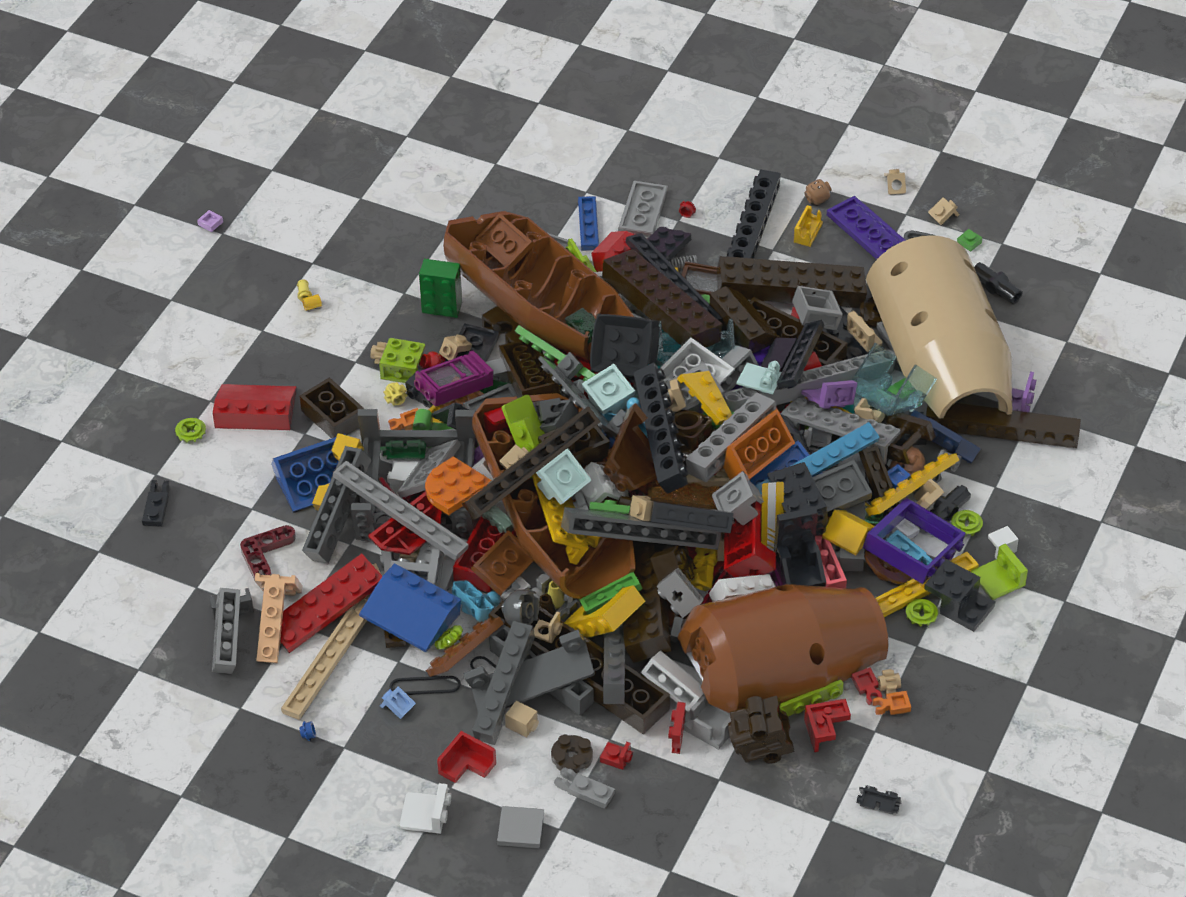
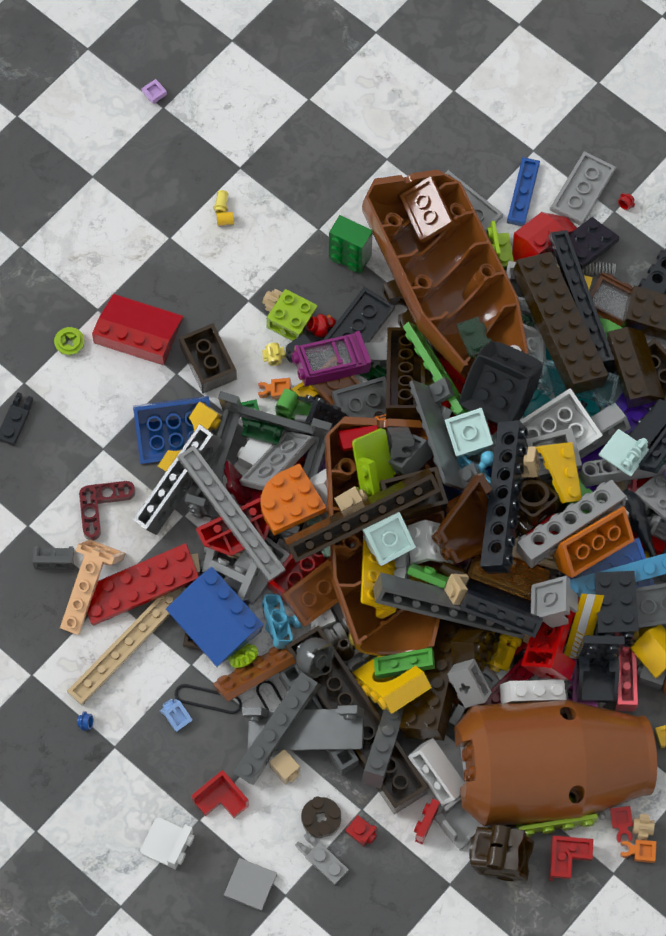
camera: 15 degrees right, 20 degrees up
(226, 630) = (37, 594): light grey brick -> none
(453, 345) = (345, 315): tan bracket -> none
(554, 628) = (340, 686): tan bracket -> none

